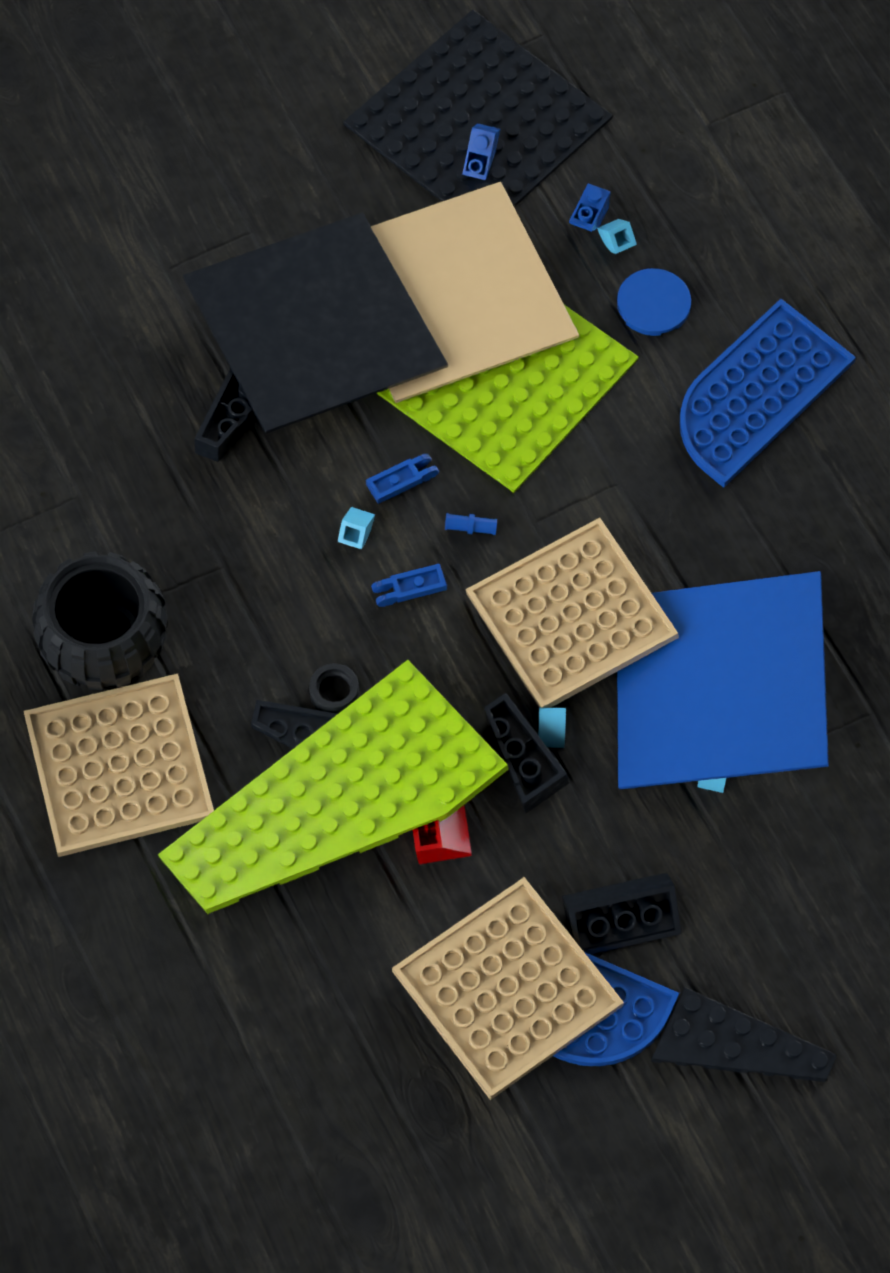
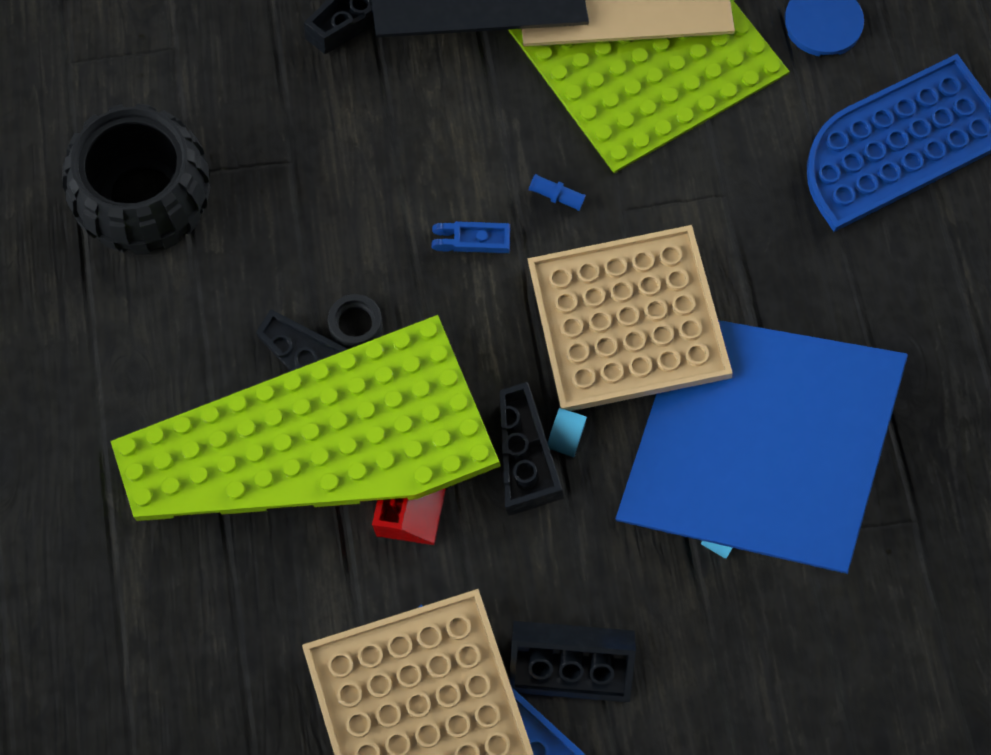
camera: 15 degrees right, 5 degrees up
(118, 765) = (106, 334): tan plate -> none
(355, 528) = (438, 161): medium azure brick -> none
(400, 478) = (502, 124): blue hinge -> none

